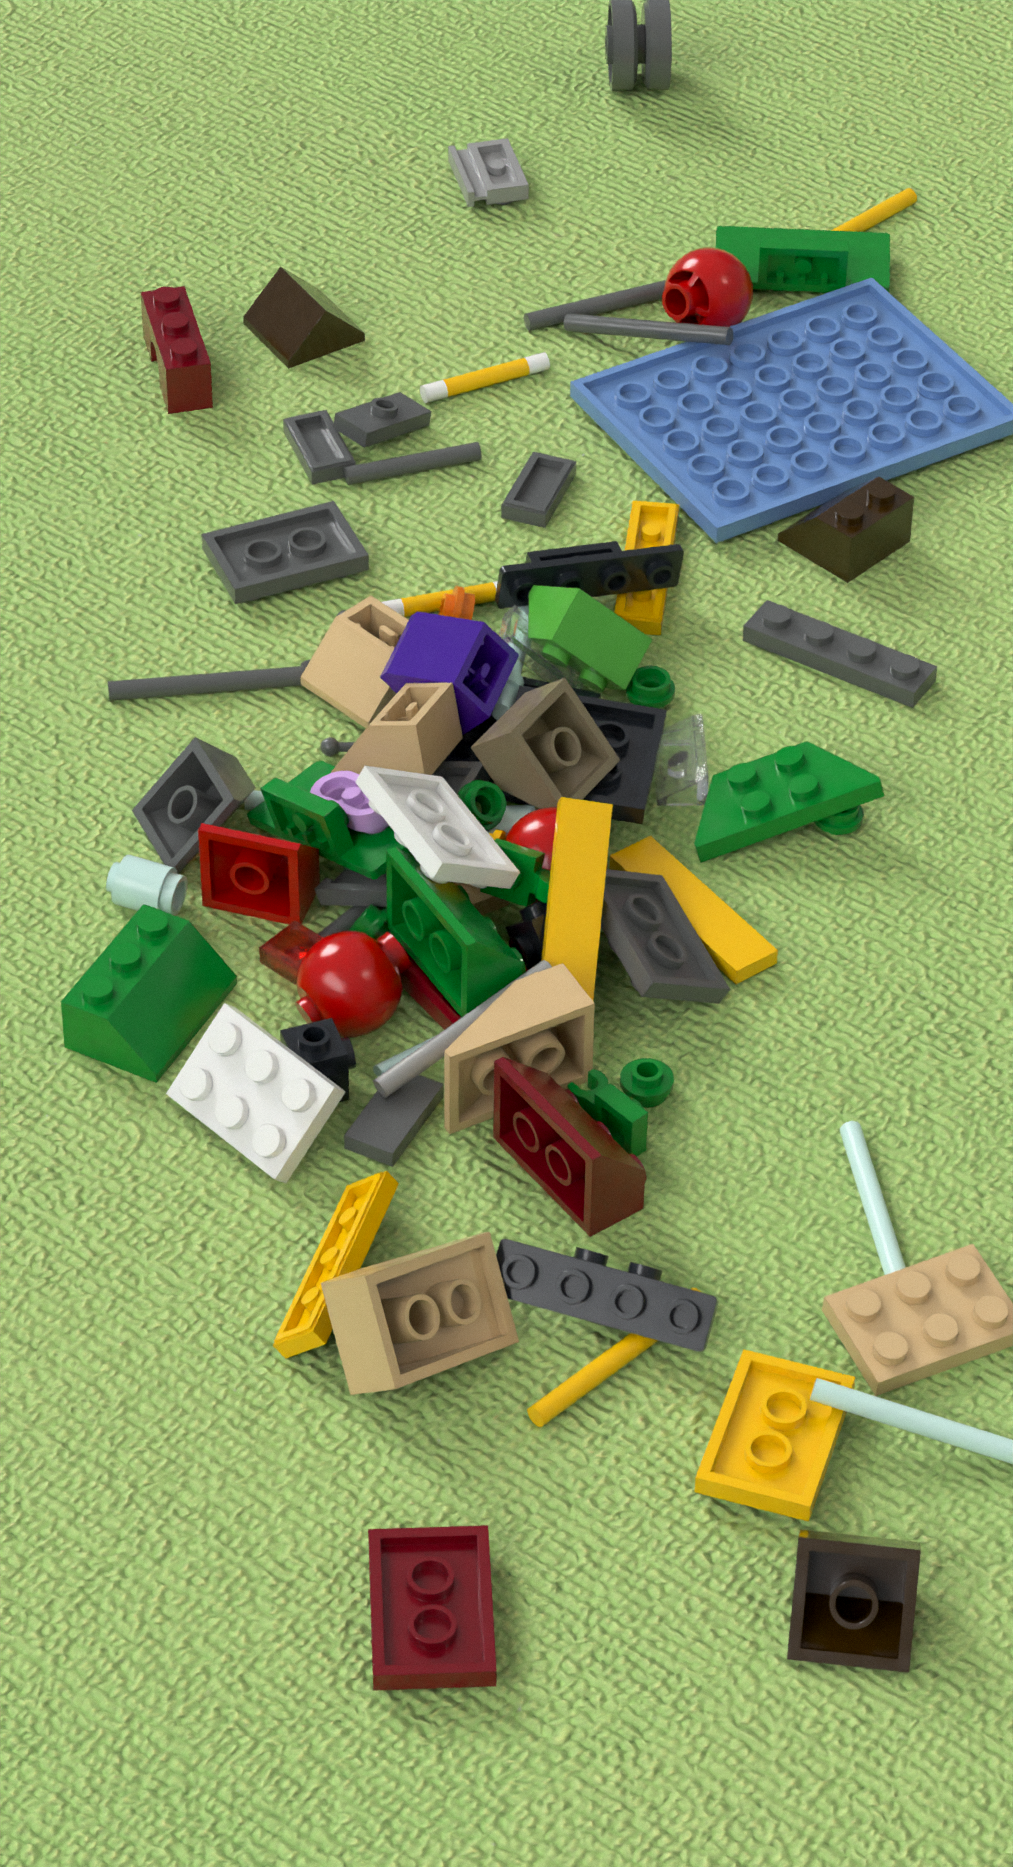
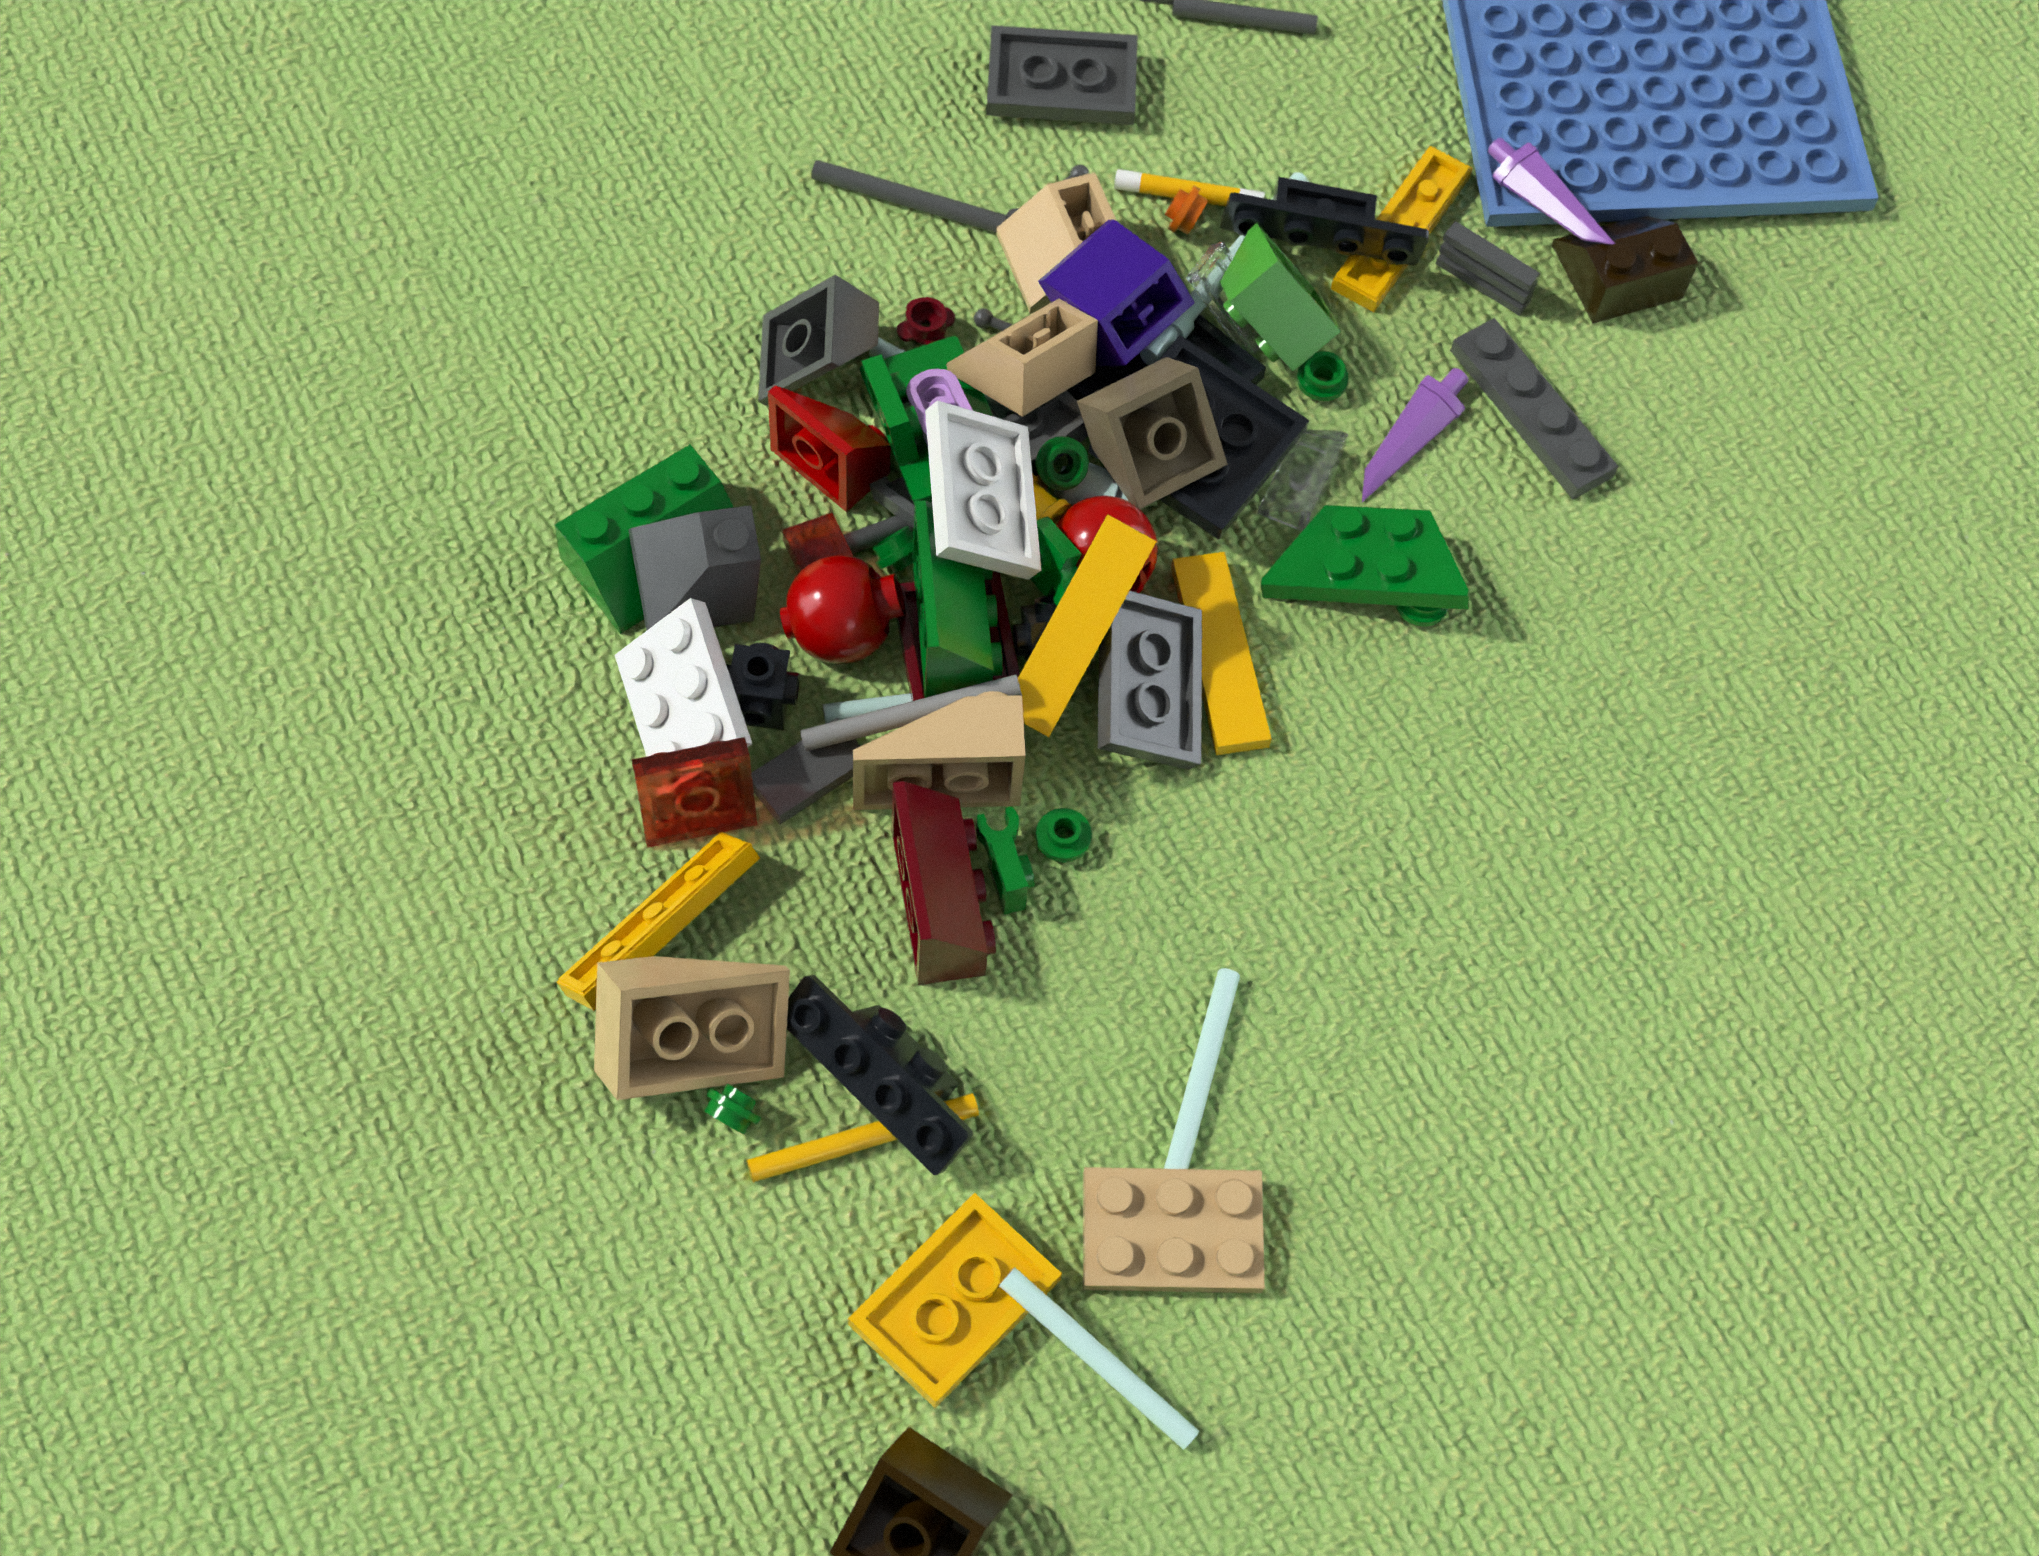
camera: 20 degrees right, 20 degrees up
(146, 882) = (721, 413): light aqua brick -> none
(200, 976) = (701, 558): none -> dark grey slope
(281, 761) = (925, 311): none -> dark red plate
(314, 1149) = (695, 791): none -> clear red plate
(431, 1608) = (533, 1345): dark red plate -> none
(493, 1372) = (732, 1108): none -> green plate
(538, 489) = (1349, 94): dark grey tile -> none
(738, 573) = (1487, 268): none -> dark grey tile
(745, 489) = (1537, 183): none -> medium lavender bar
(752, 693) = (1423, 418): none -> medium lavender bar

